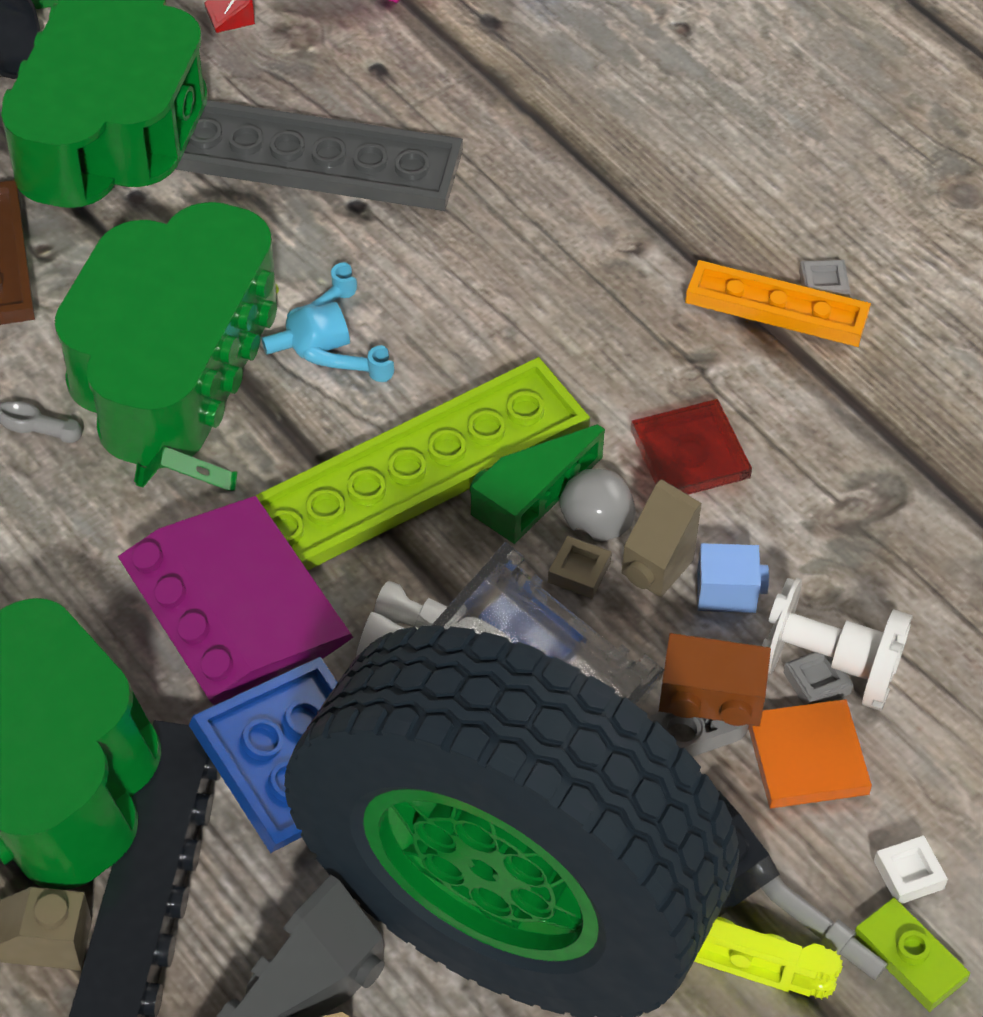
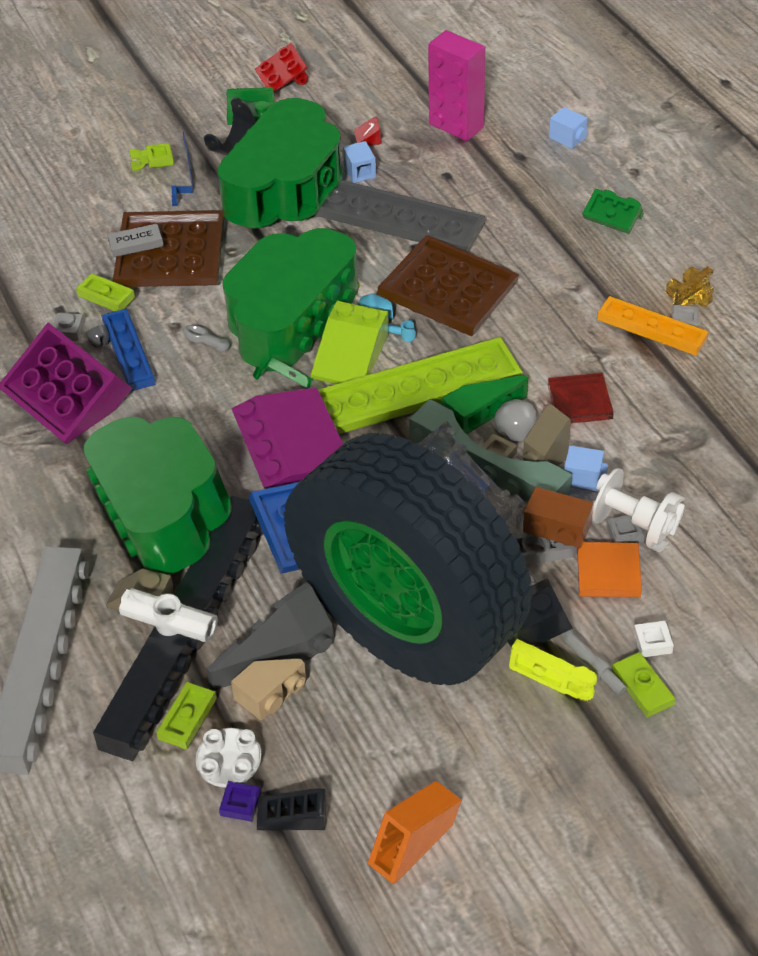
camera: 15 degrees right, 5 degrees down
(65, 968) = (168, 615): none -> white piece
(229, 63) = (359, 162): none -> light blue brick
(289, 403) = (350, 343): none -> lime slope
(431, 274) = (448, 285): none -> reddish brown plate
(639, 613) = (514, 475): none -> sand green arch
(667, 104) = (613, 211): none -> green bracket
(832, 231) = (694, 290): none -> clear yellow hips

